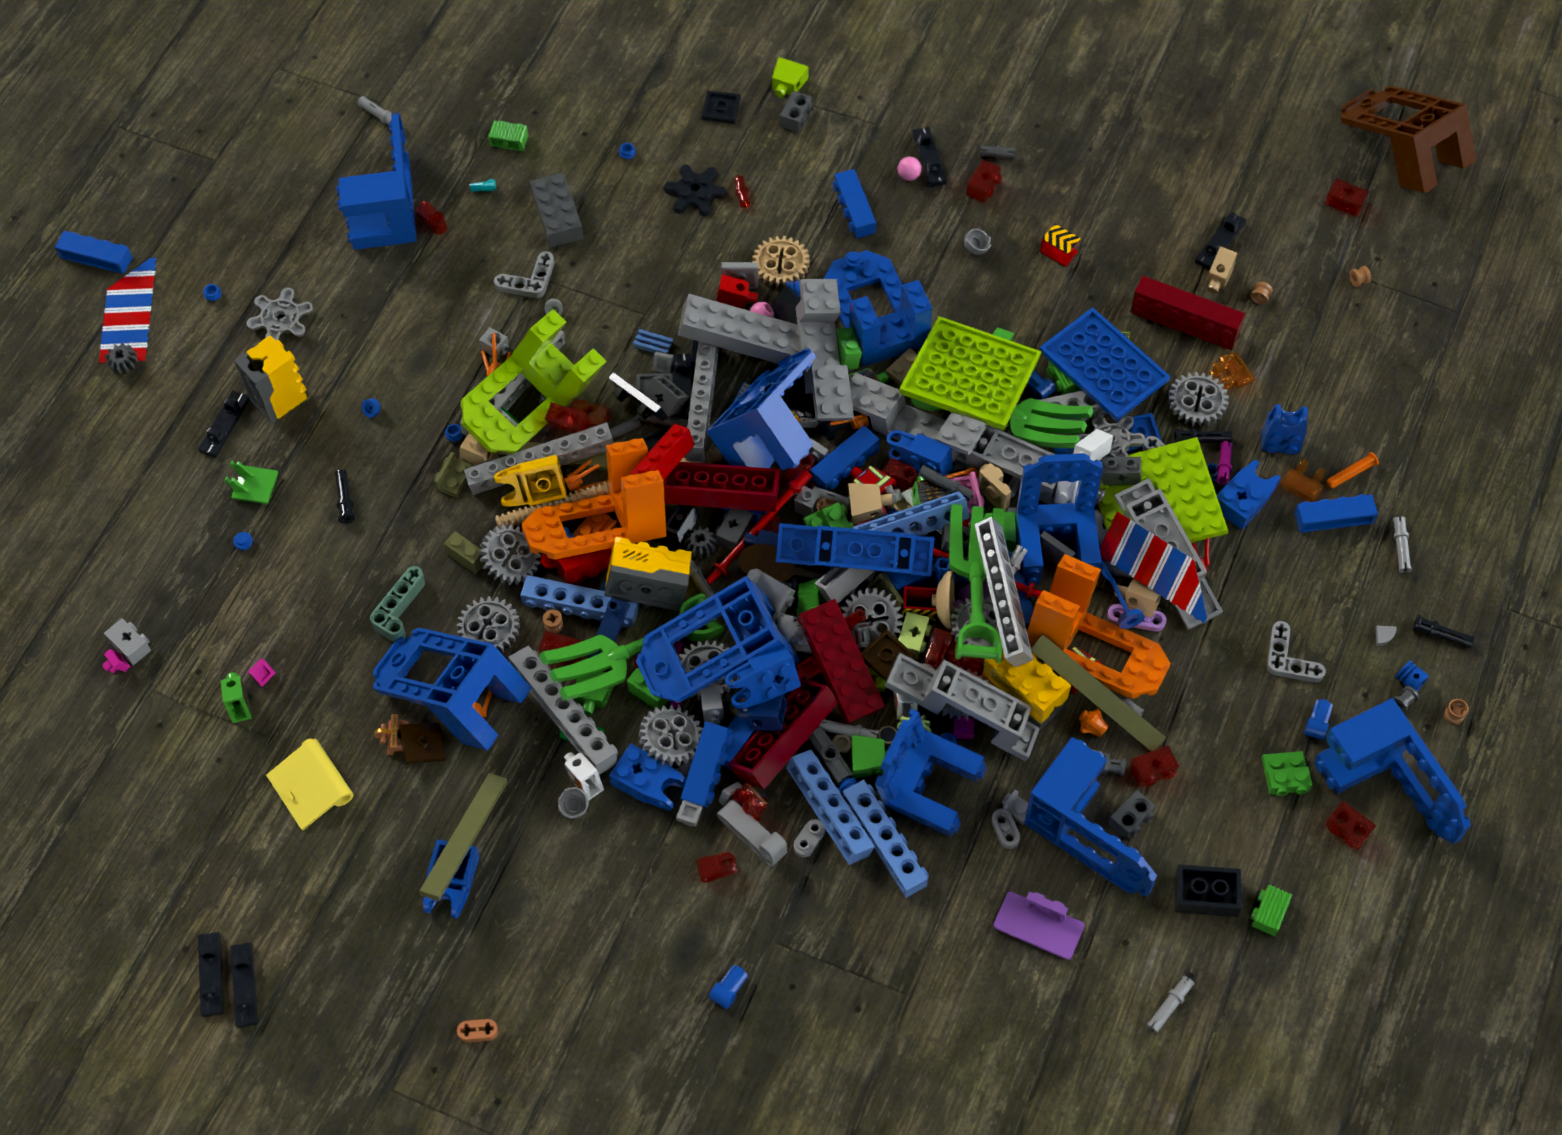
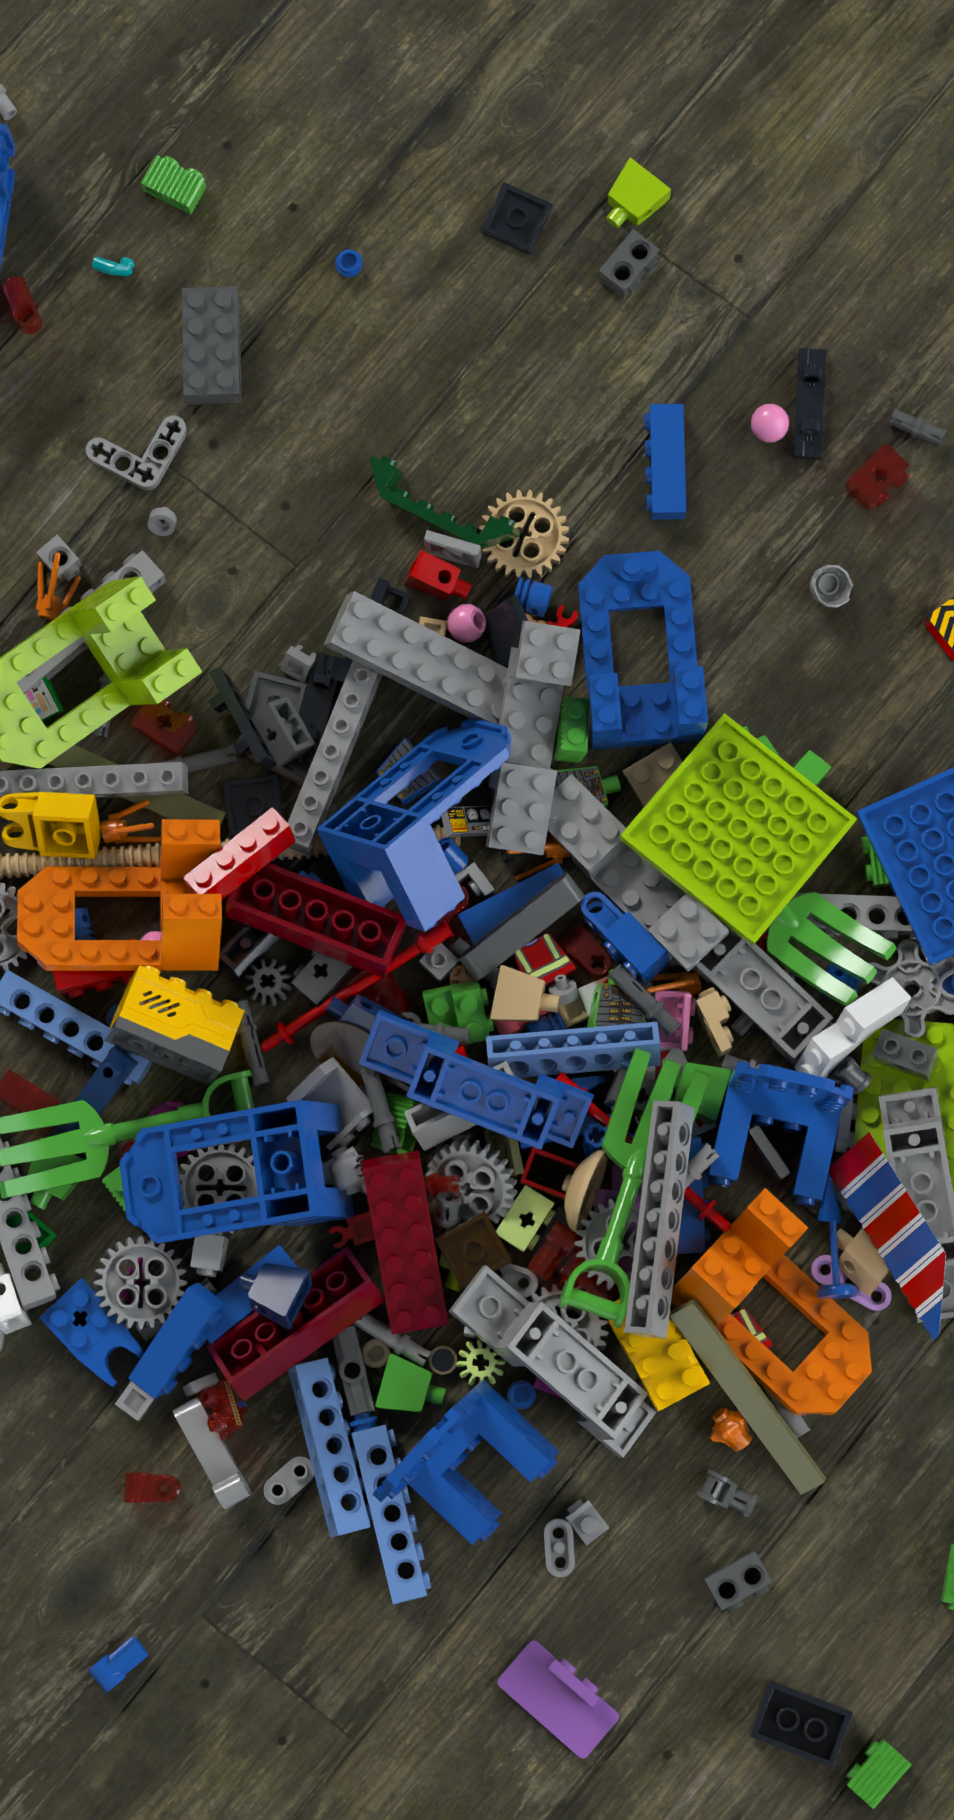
camera: 20 degrees right, 20 degrees up
(553, 626) = (30, 1052): medium nougat wheel -> none
(566, 418) = (127, 735): clear red brick -> none
(594, 524) = (125, 916): orange plate -> none
(654, 340) = (275, 608): medium blue tile -> none
(700, 198) = (433, 381): black plate -> none
(741, 191) = (502, 388): clear red axle -> none
(764, 677) = (284, 1252): blue brick -> none
(765, 256) = (387, 478): none -> dark green slope
(802, 593) = (383, 1120): none -> dark grey pin
(853, 463) = (521, 926): none -> dark grey beam
(1040, 387) = (842, 866): blue piece -> none
(1058, 806) = (643, 1545): blue bracket -> none
(1158, 759) = (777, 1512): clear red brick -> none

